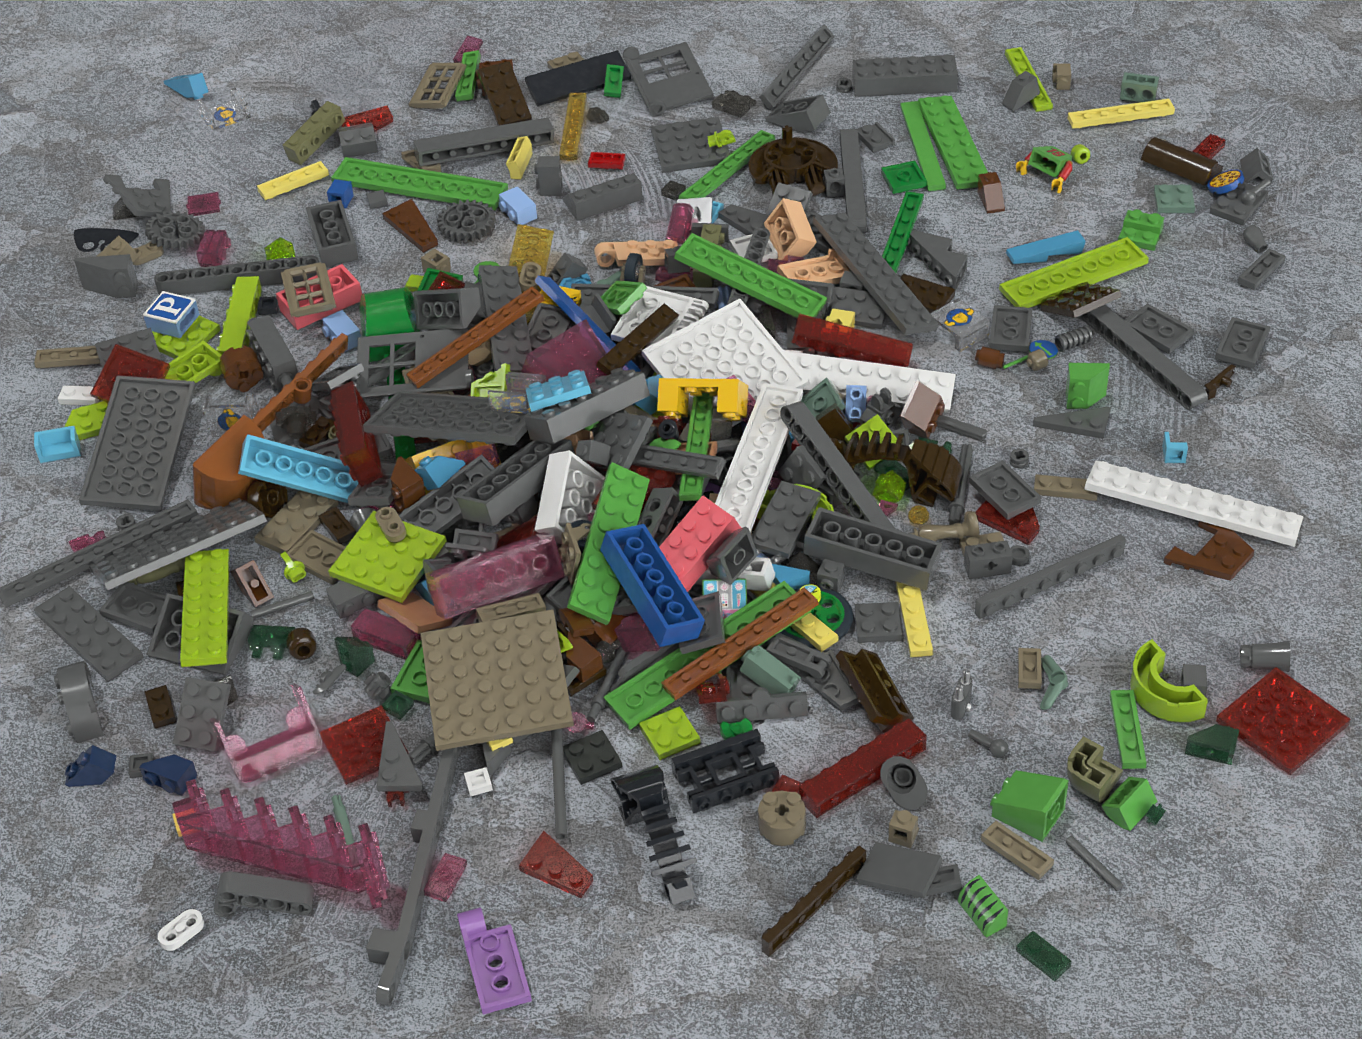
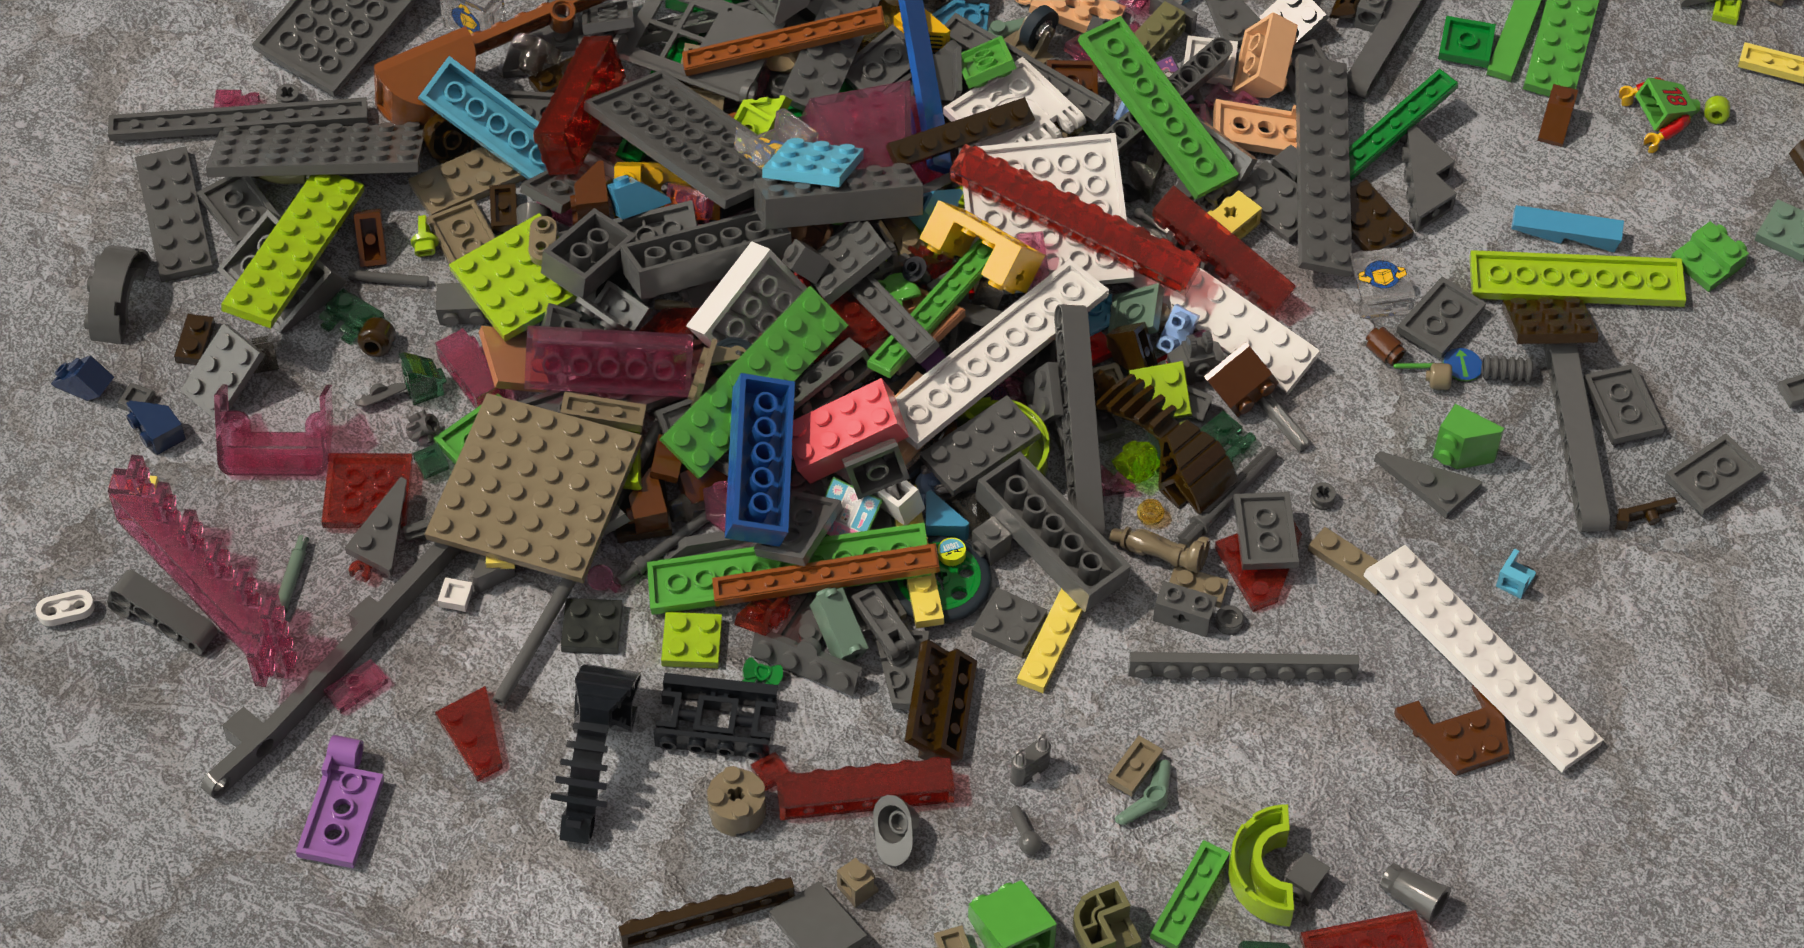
camera: 25 degrees right, 10 degrees up
(432, 516) = (586, 254): none -> dark grey brick
(749, 359) = (1075, 219): none -> clear red brick

